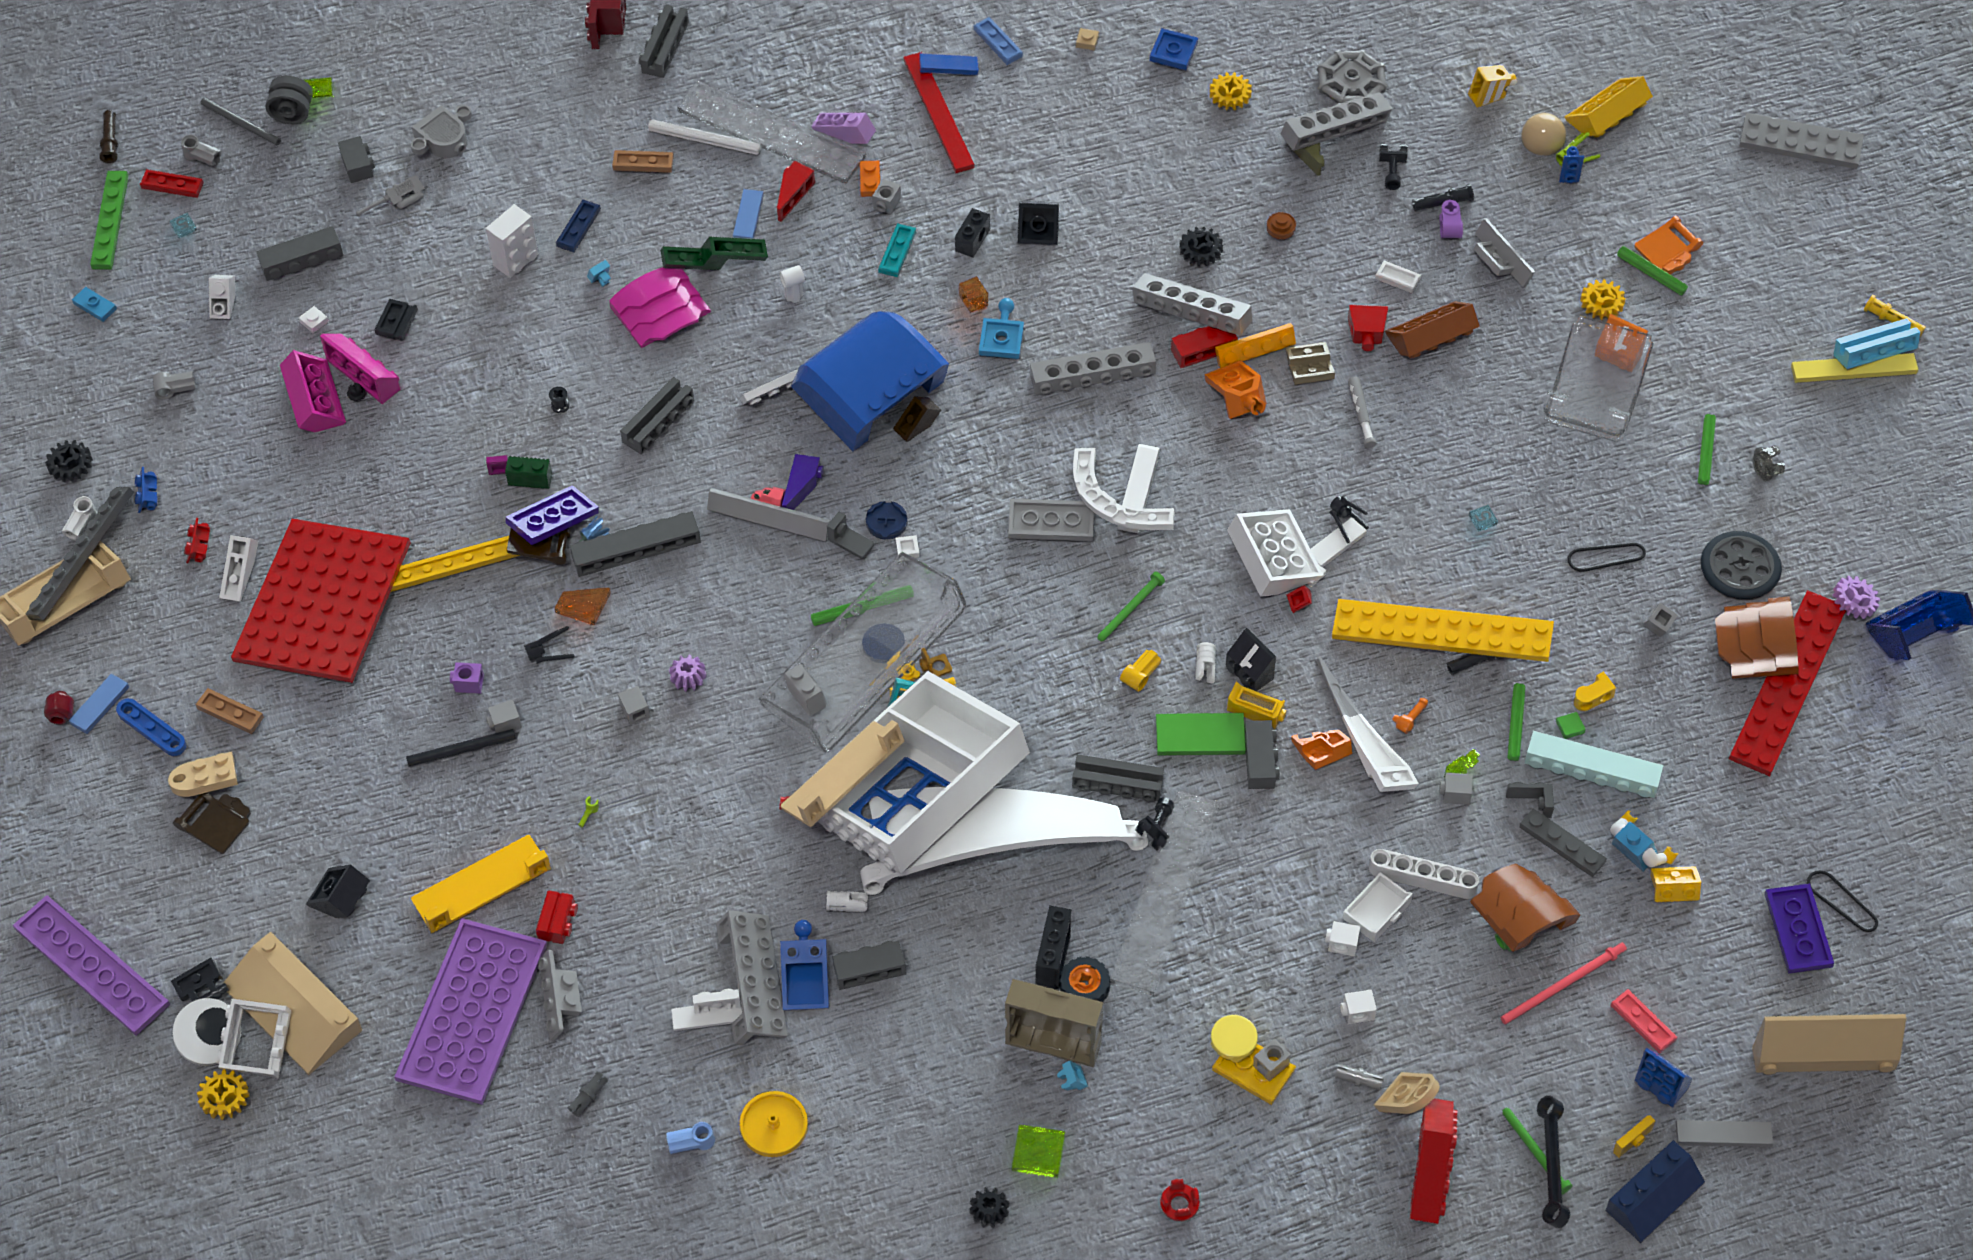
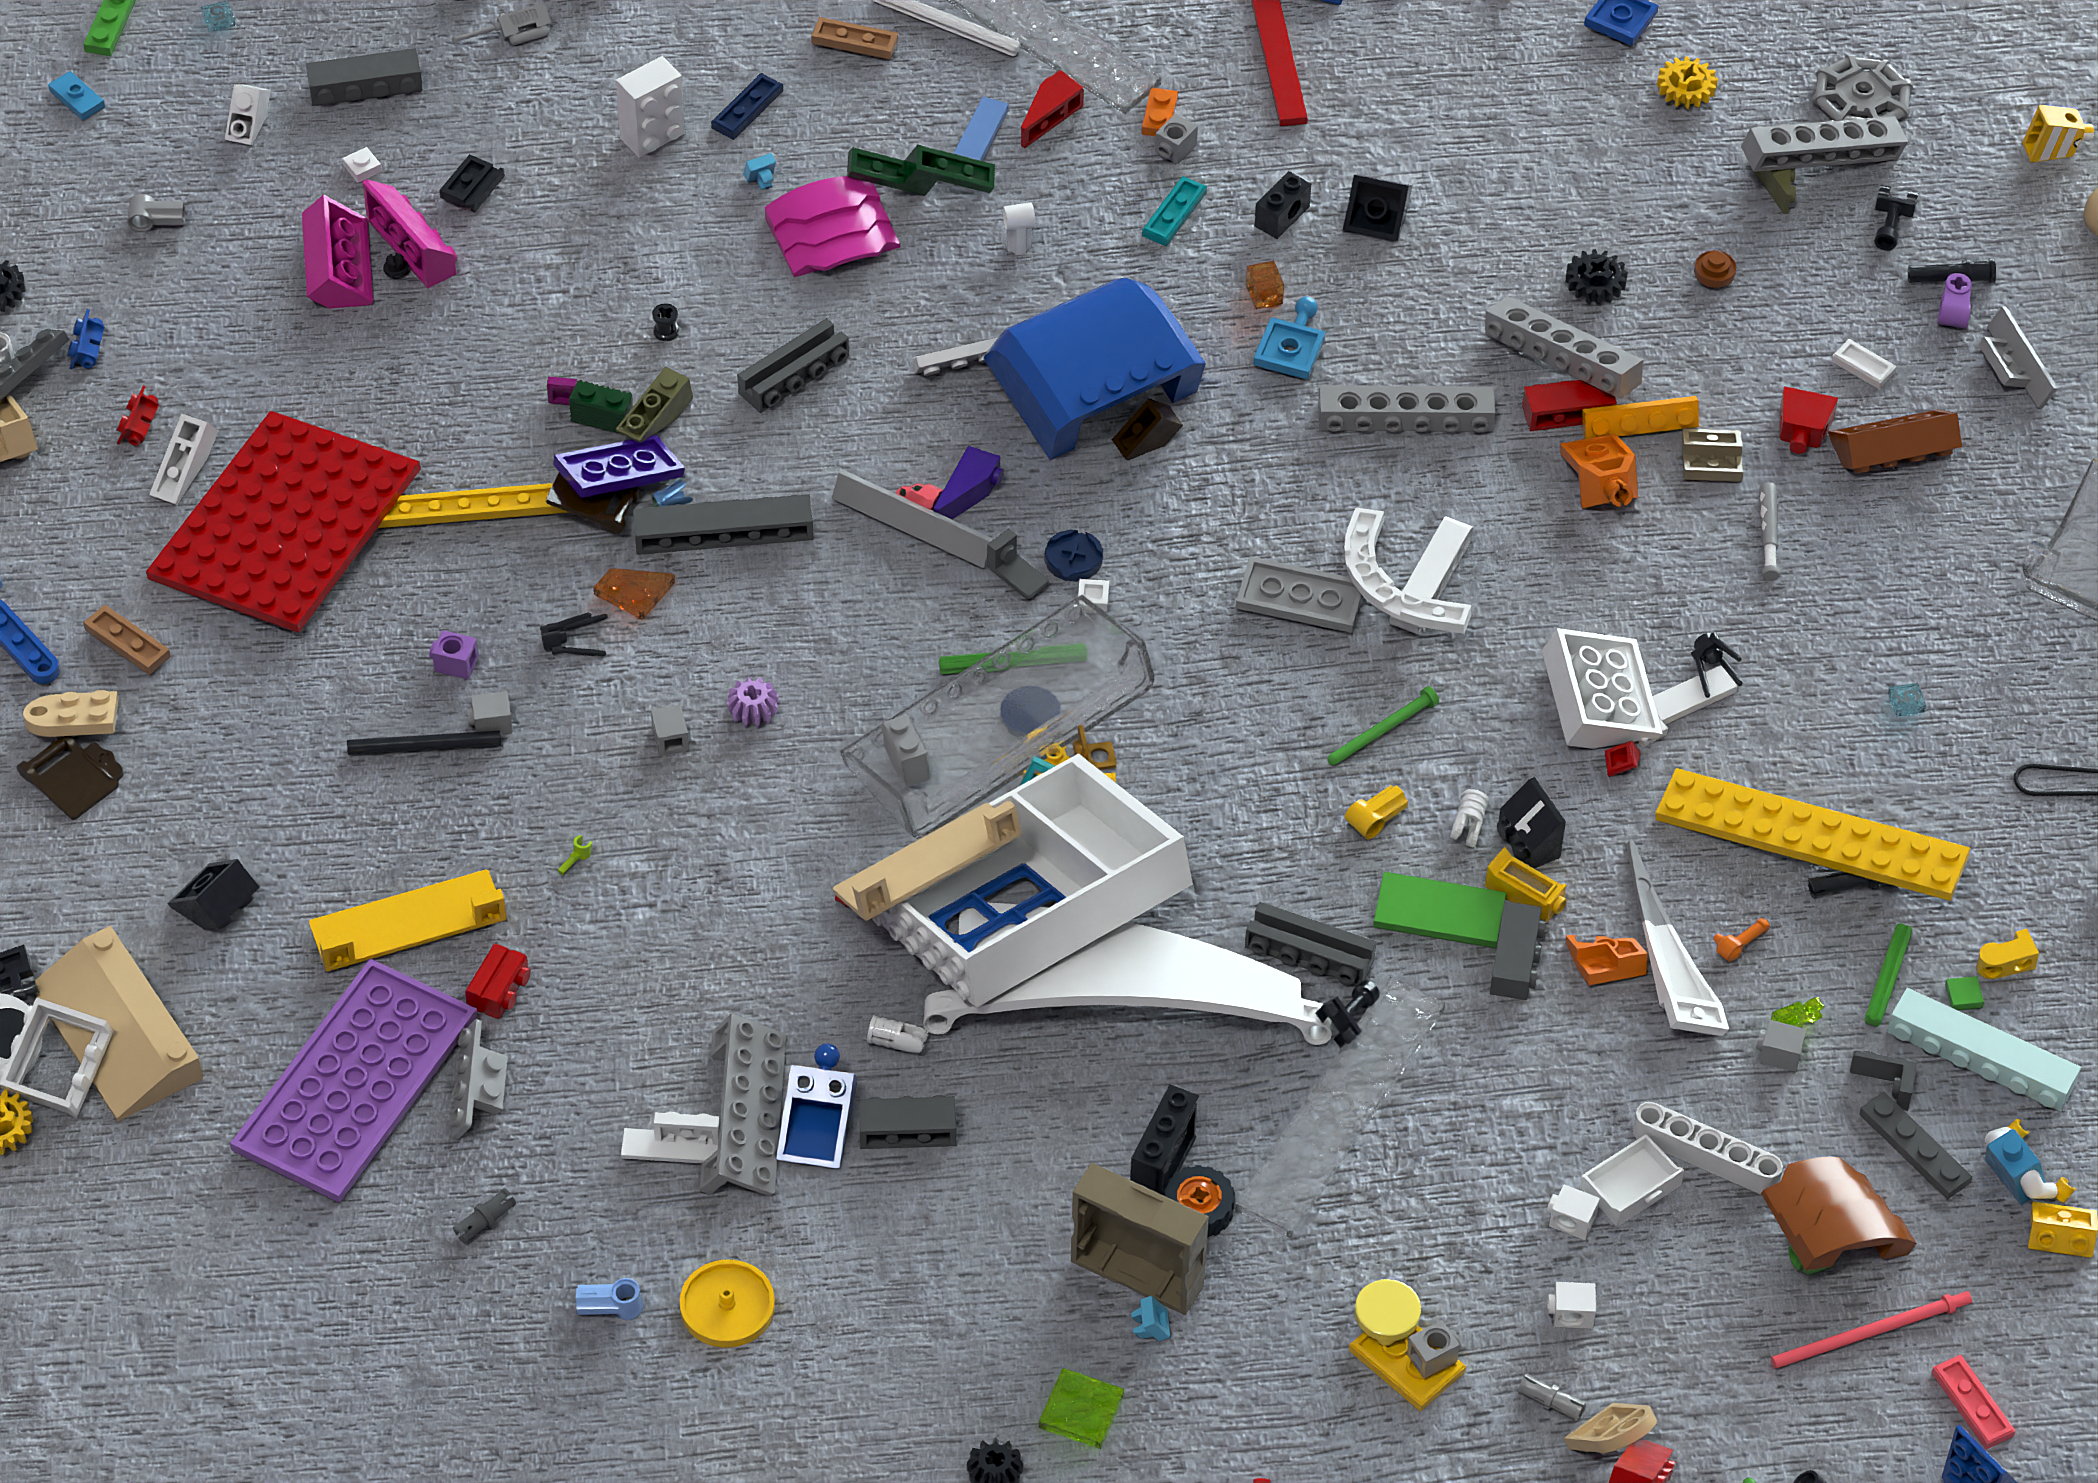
camera: 10 degrees right, 5 degrees down
(568, 464) = (657, 406): none -> olive slope
(849, 127) = (1145, 40): lavender slope -> none

